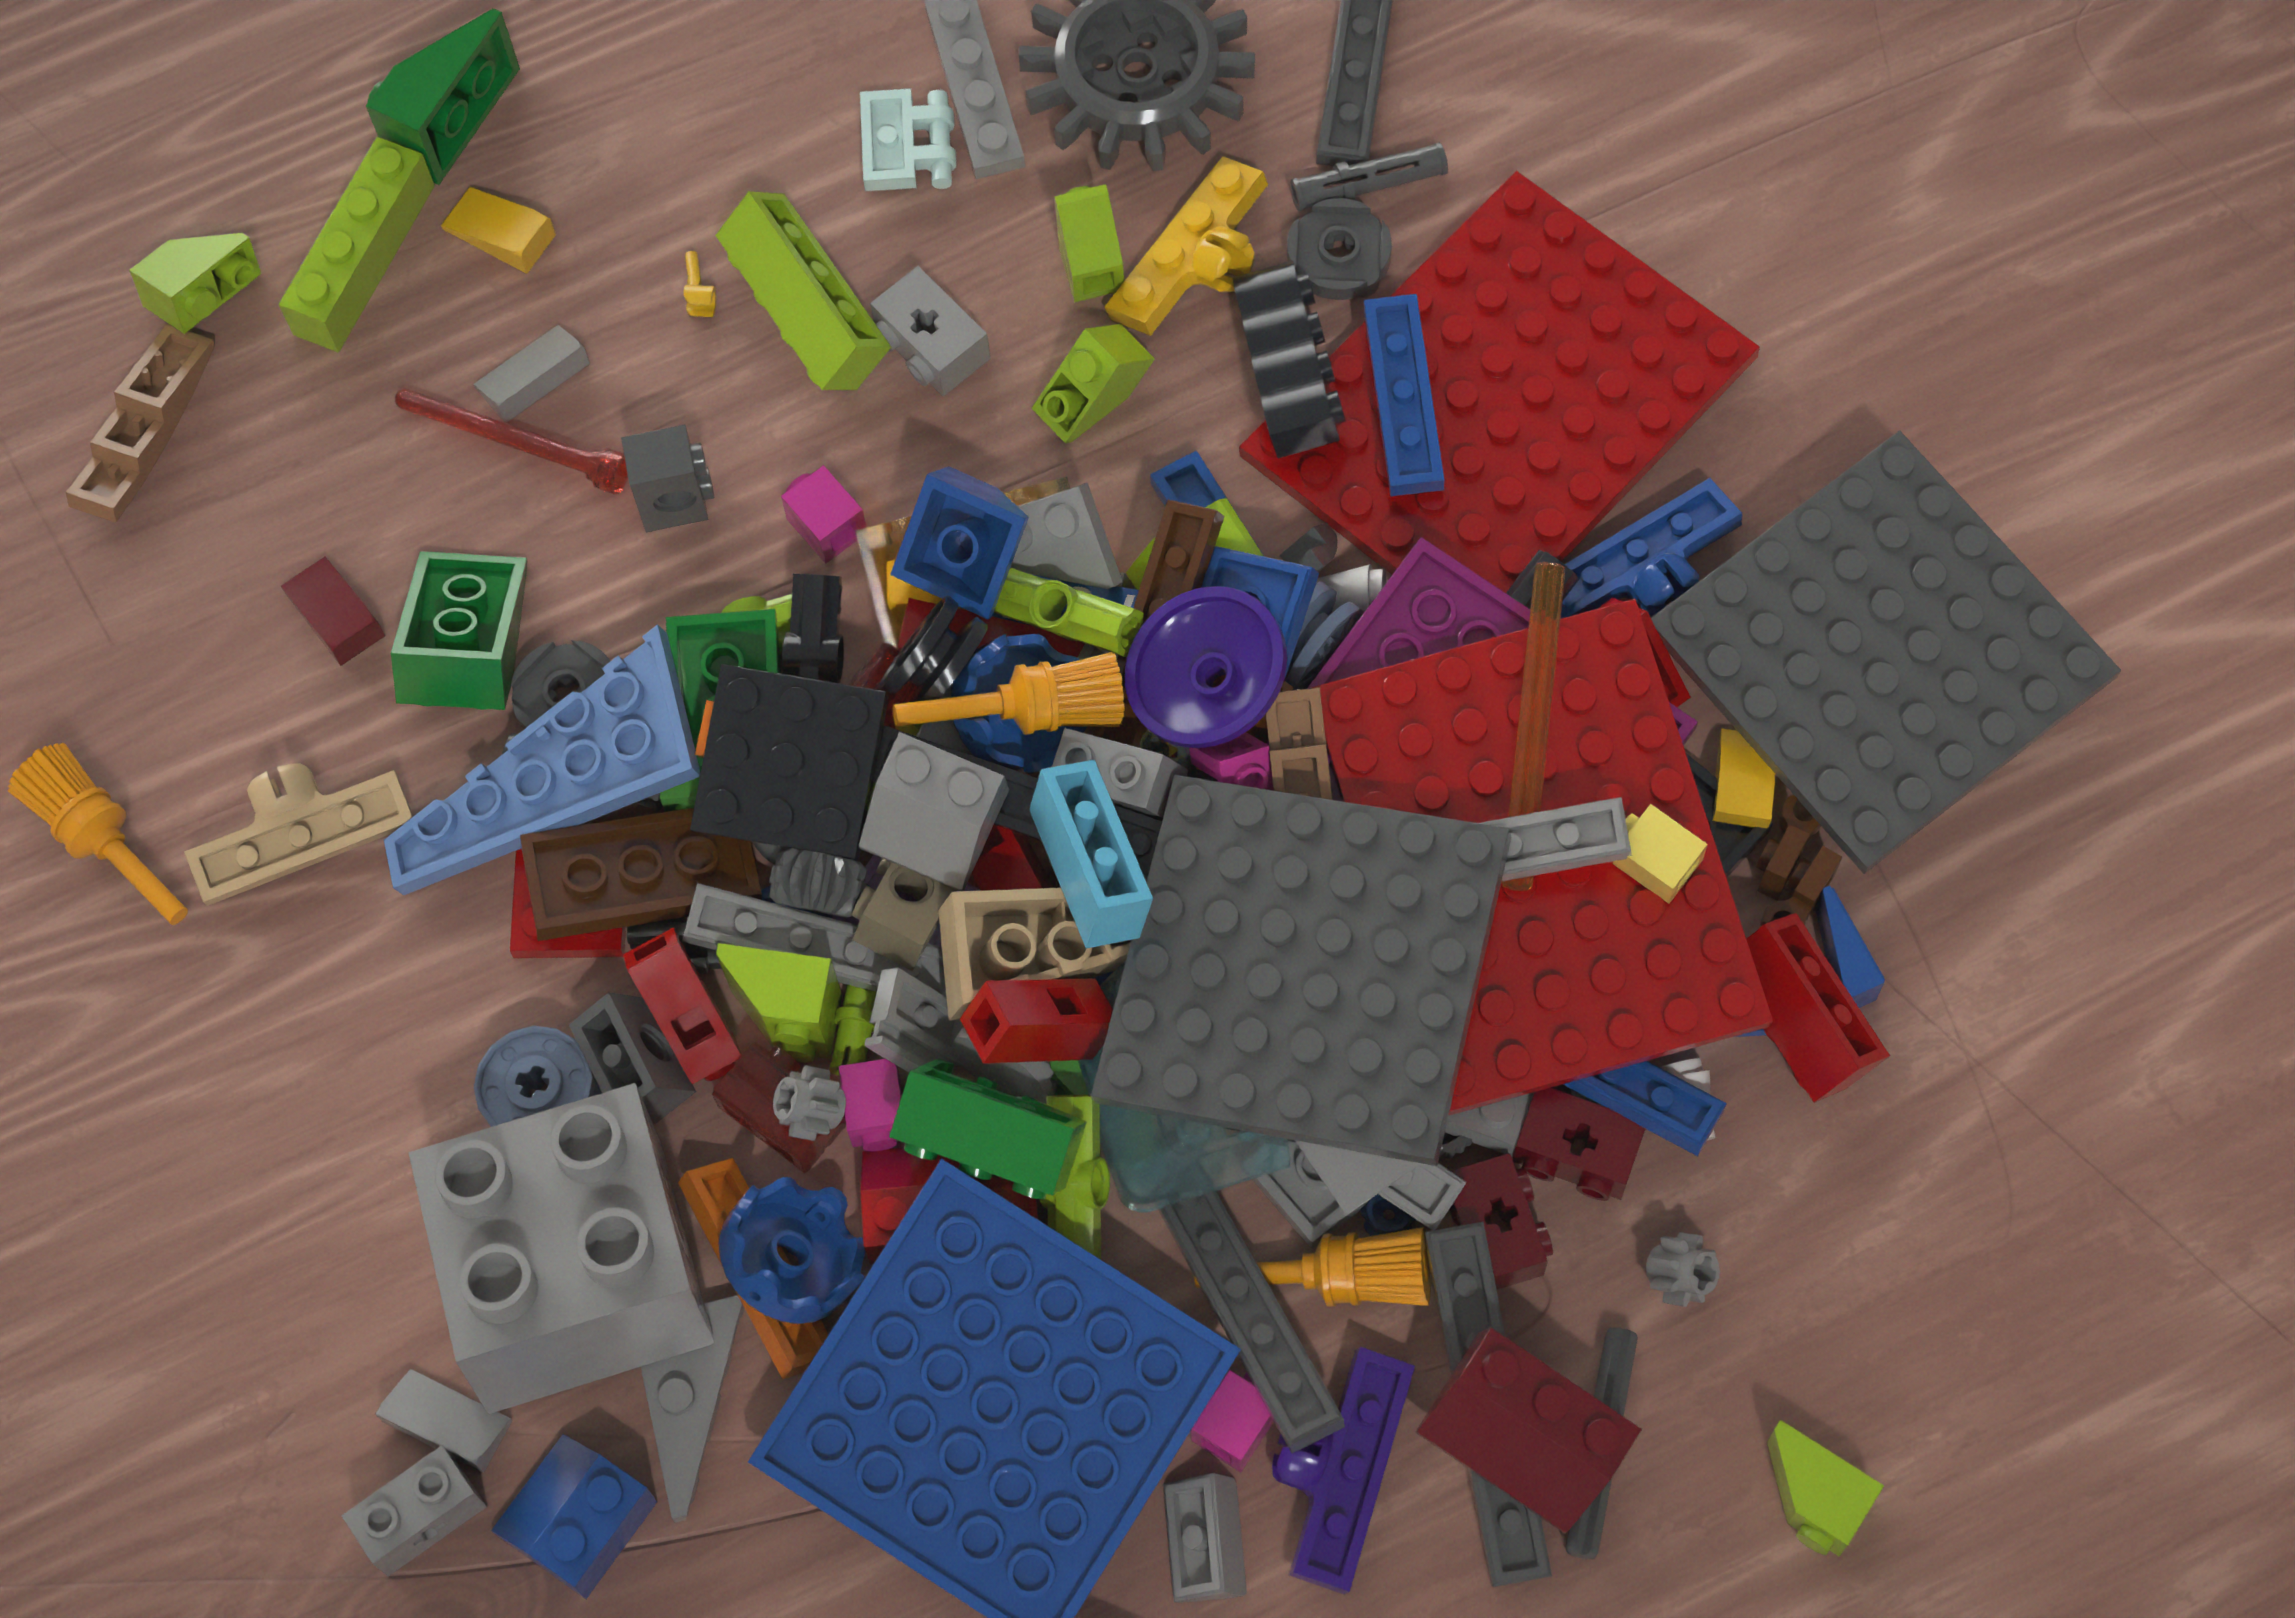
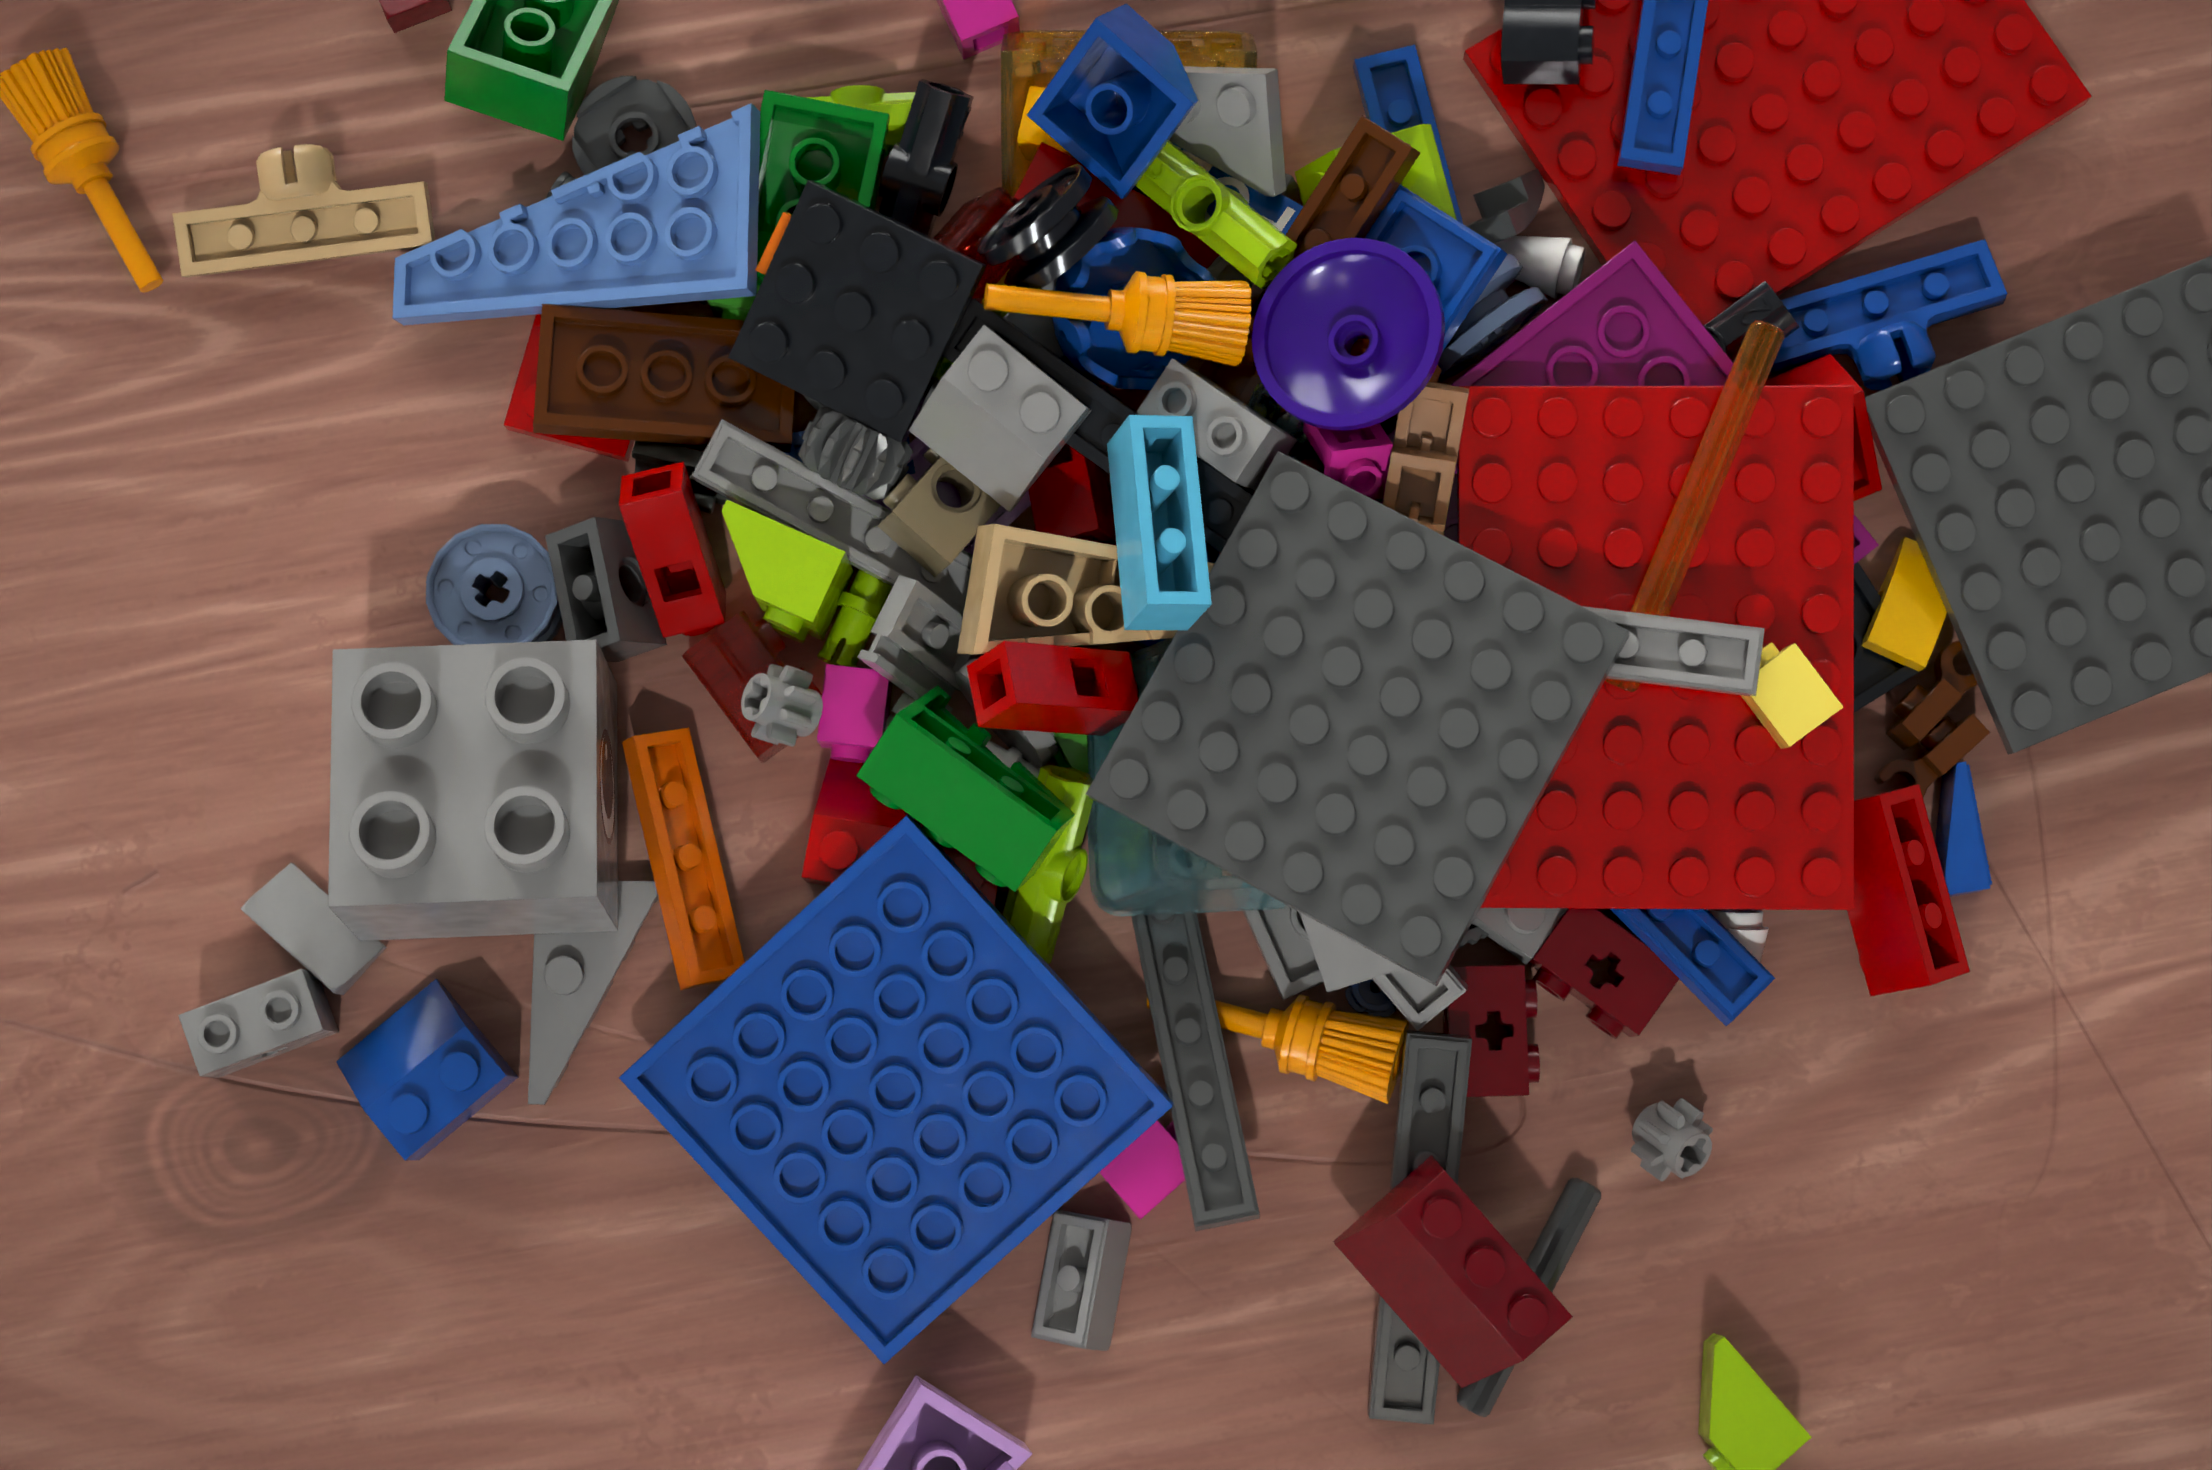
camera: 10 degrees right, 15 degrees up
(812, 1230) = (753, 833): blue plate -> none
(1345, 1470) = (1250, 1258): dark purple plate -> none

